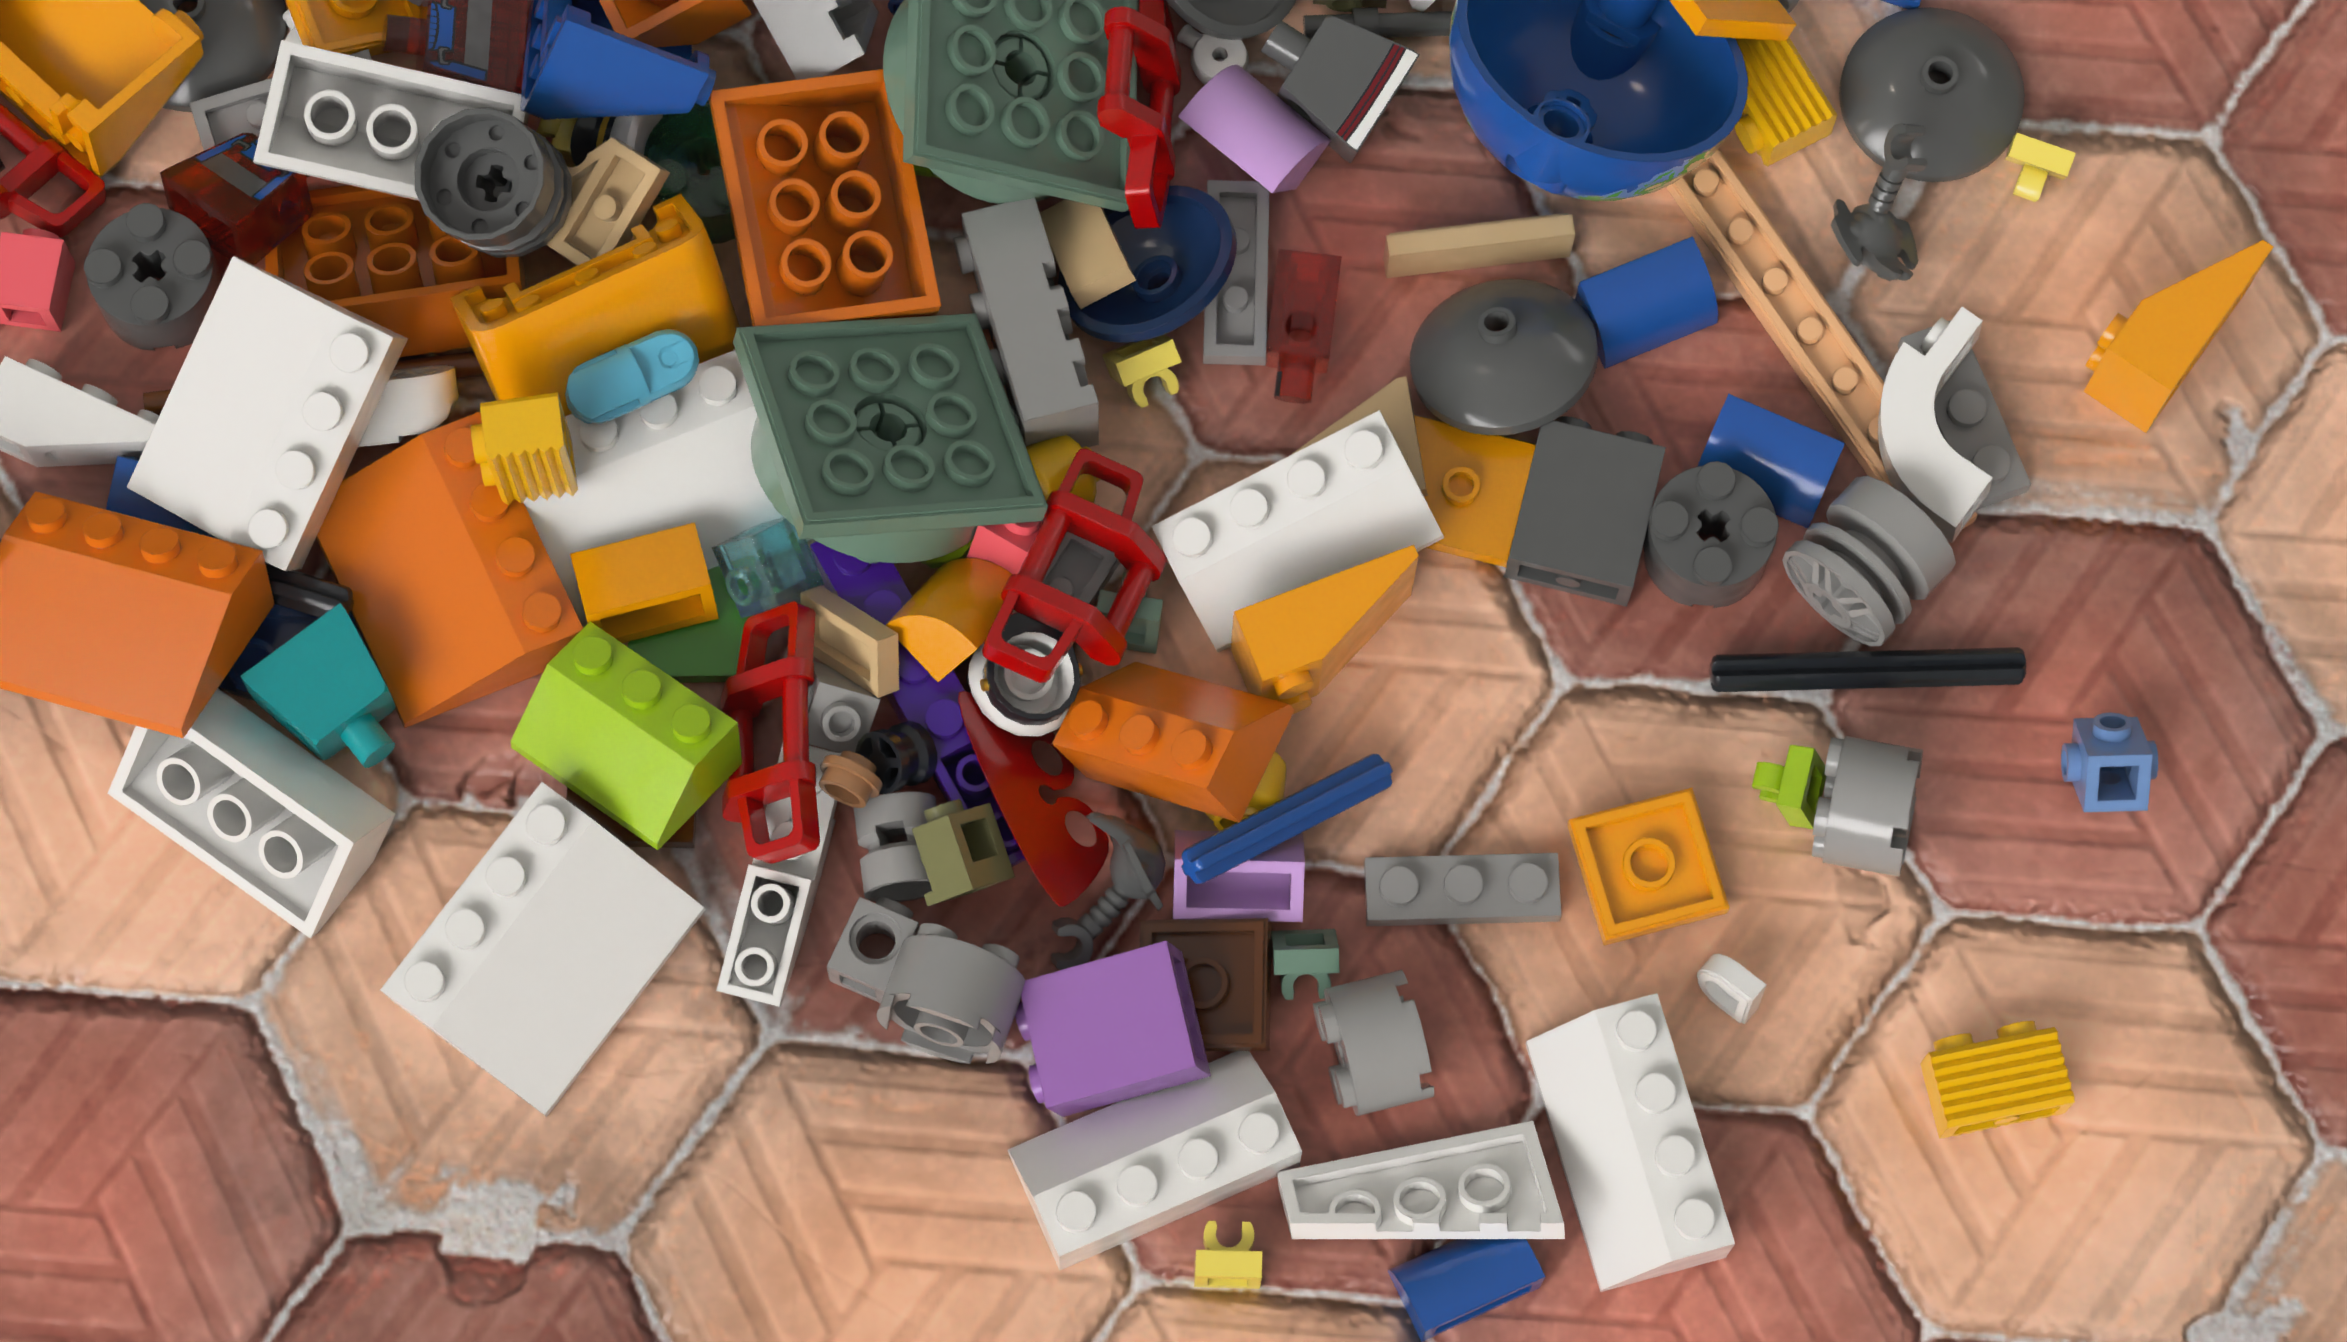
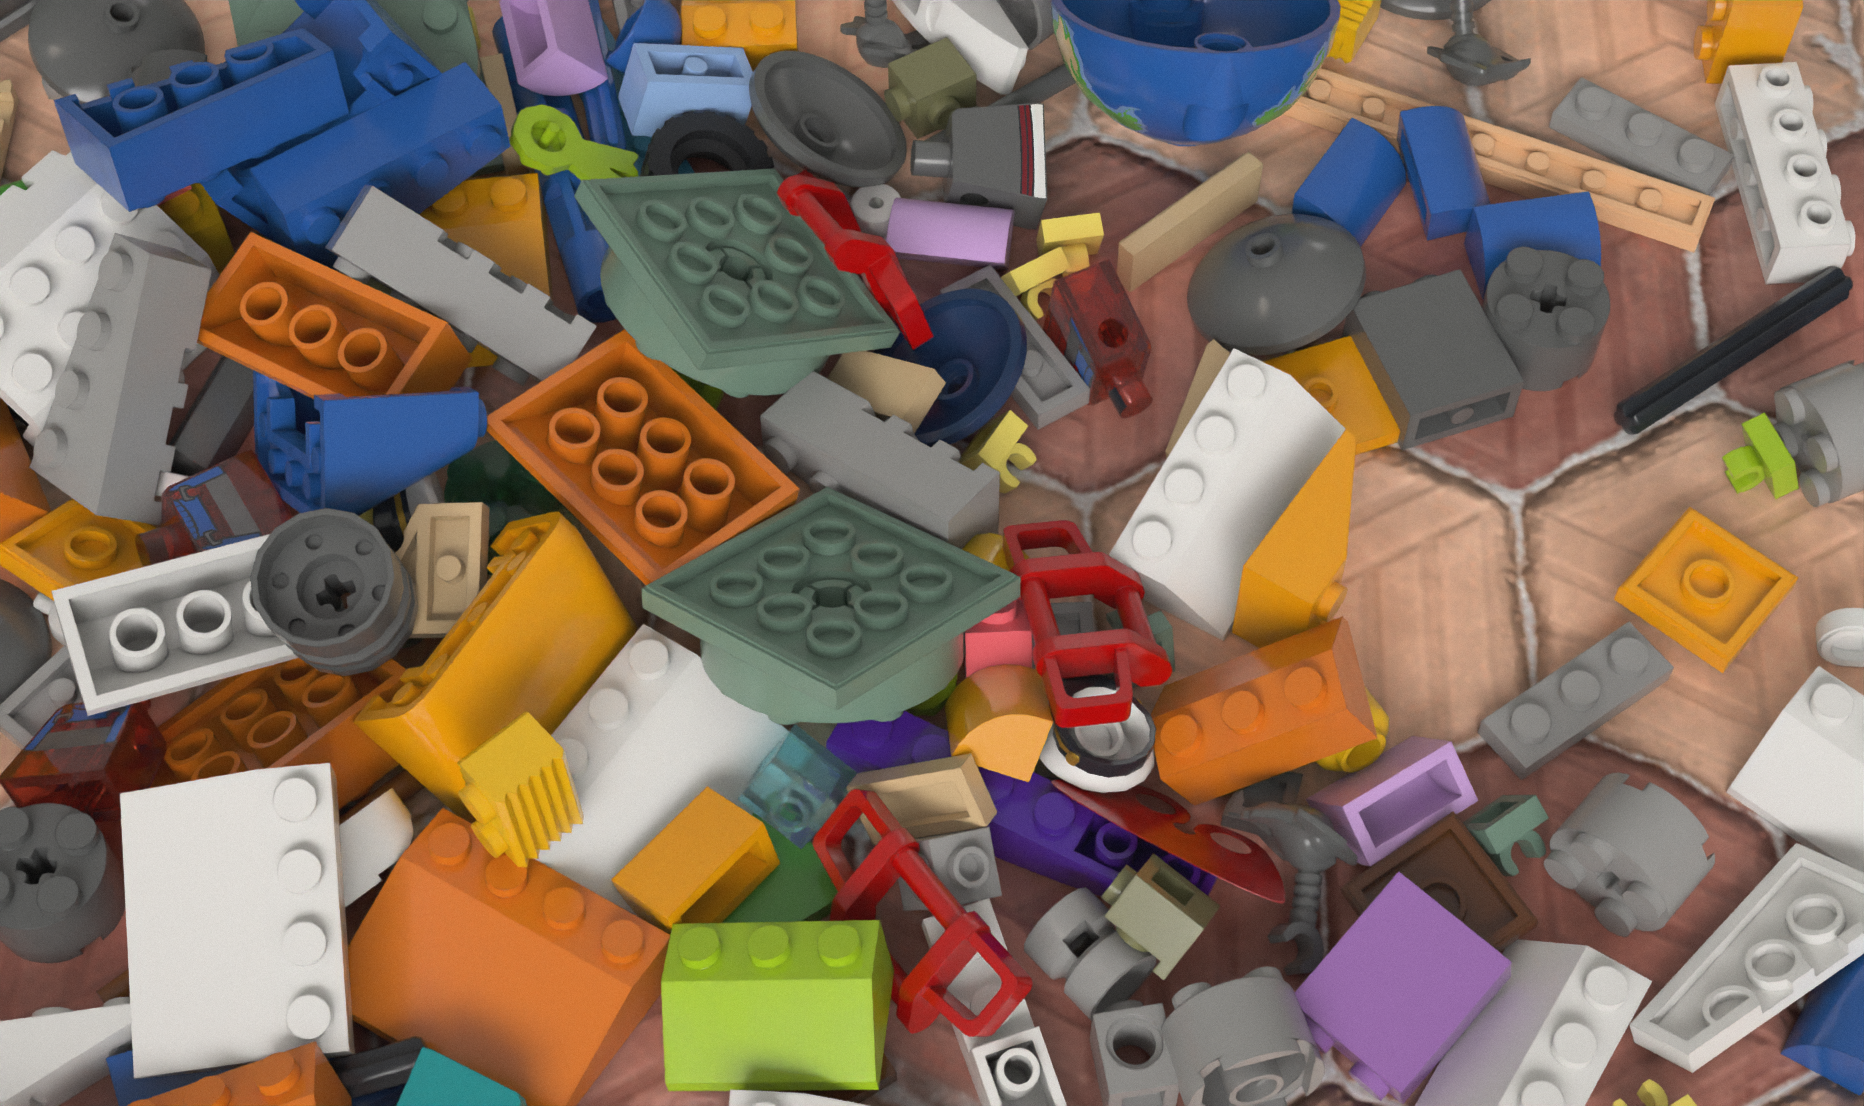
camera: 30 degrees left, 15 degrees down
(631, 376) = (575, 680): medium azure arm -> none
(849, 779) = (1014, 910): medium nougat plate -> none
(901, 755) = (1031, 887): black wheel -> none
(1140, 810) = (1280, 788): none -> dark grey tile
(1286, 818) = (1403, 722): blue axle -> none
(1300, 216) = (1035, 278): none -> light yellow tile
(1357, 202) = (1075, 234): none -> light yellow tile
(1744, 337) = (1441, 168): none -> blue brick
(1869, 560) = (1681, 259): light grey wheel -> none
(1908, 436) = (1636, 165): white arch -> none
(2057, 529) = (1783, 172): none -> white brick

